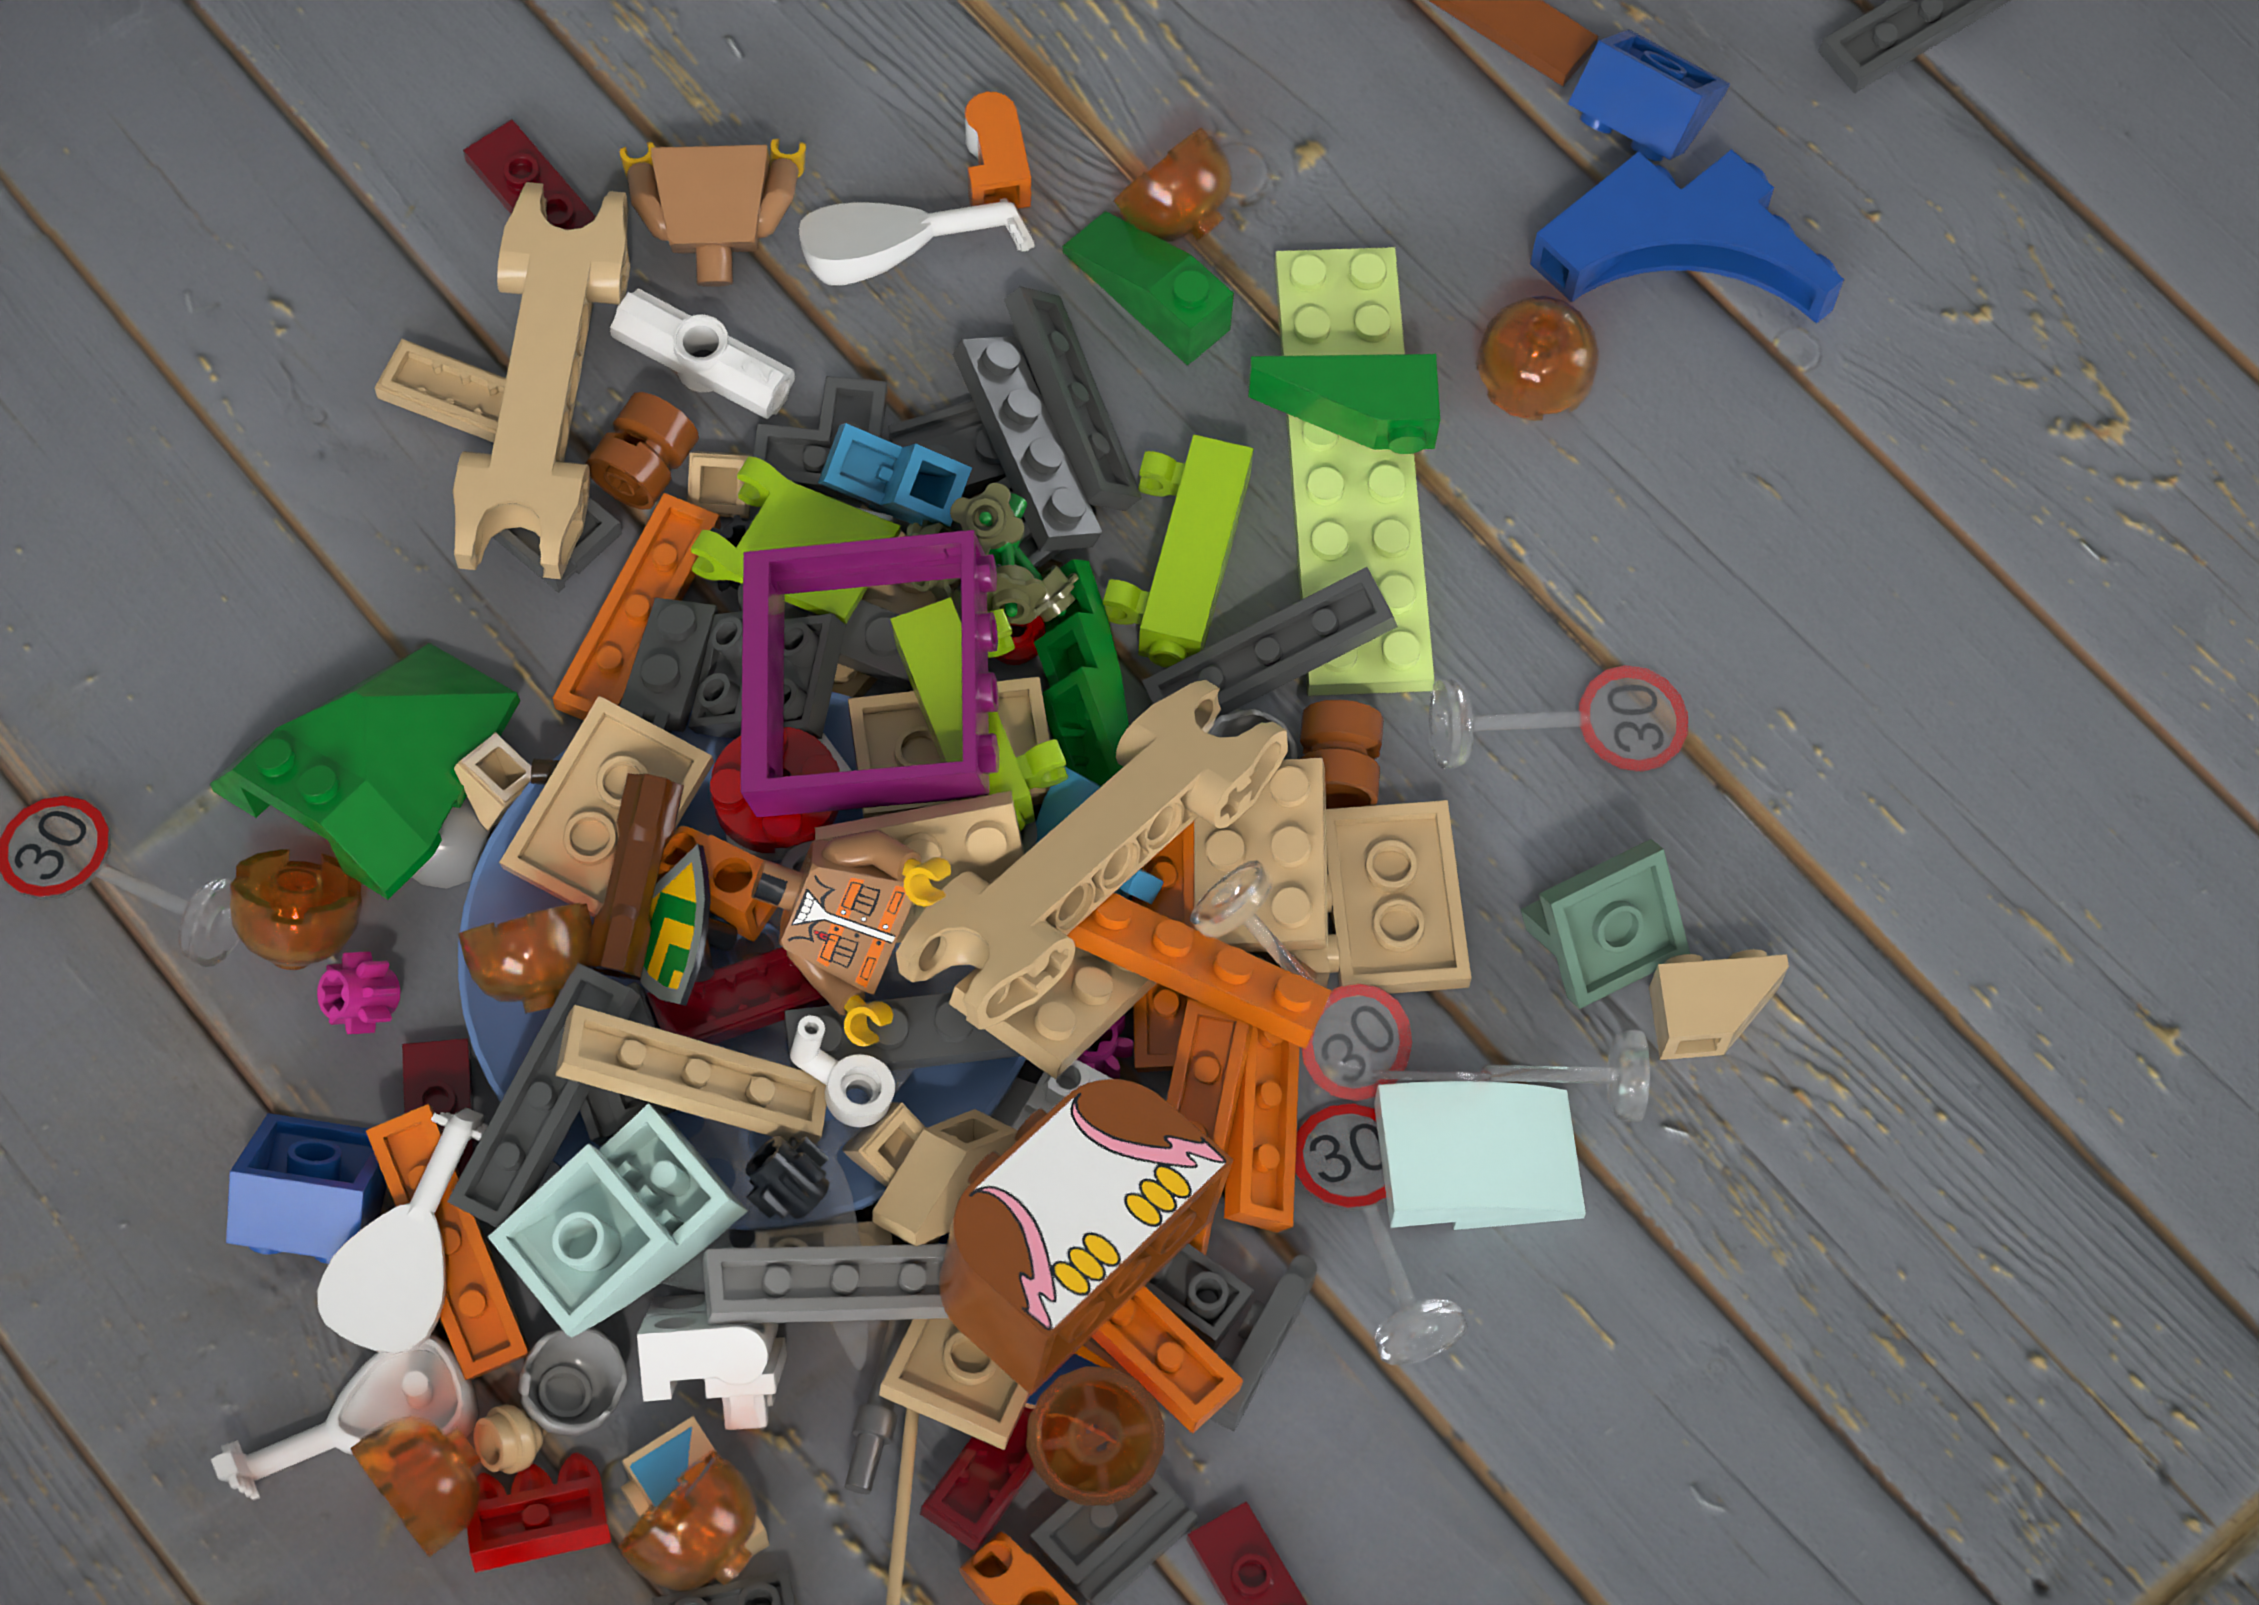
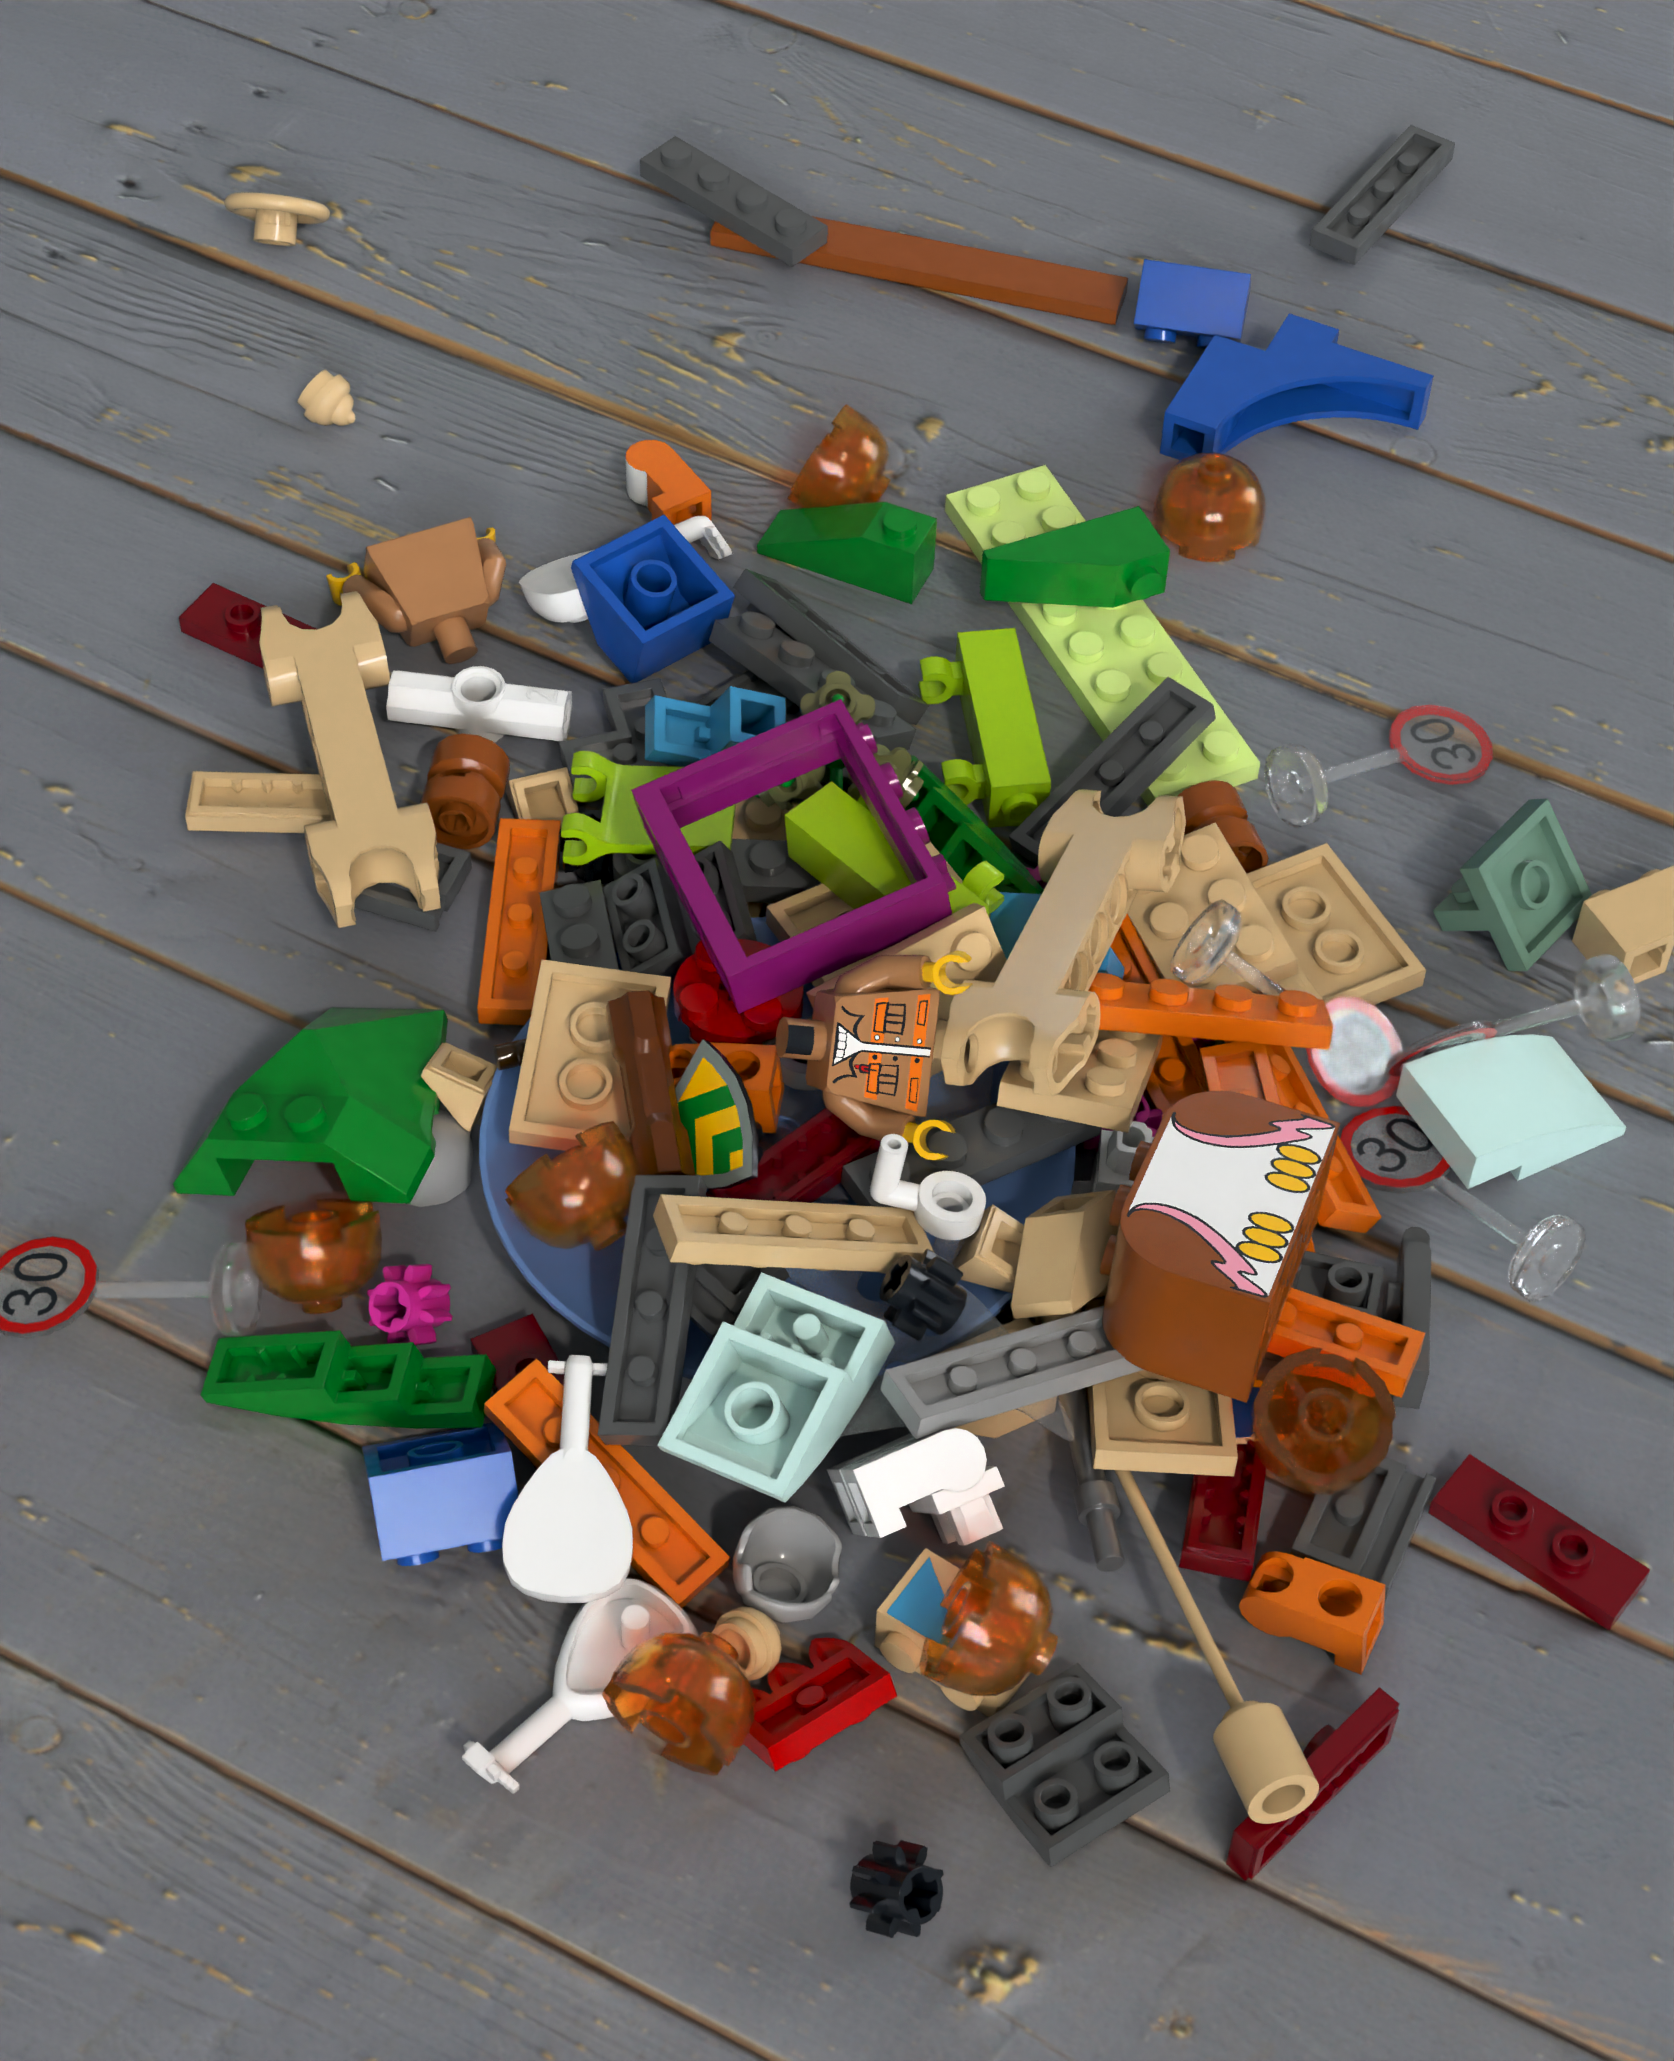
camera: 20 degrees left, 15 degrees down
(278, 1048) = (338, 1383): none -> green slope
(910, 289) = (650, 598): none -> blue slope

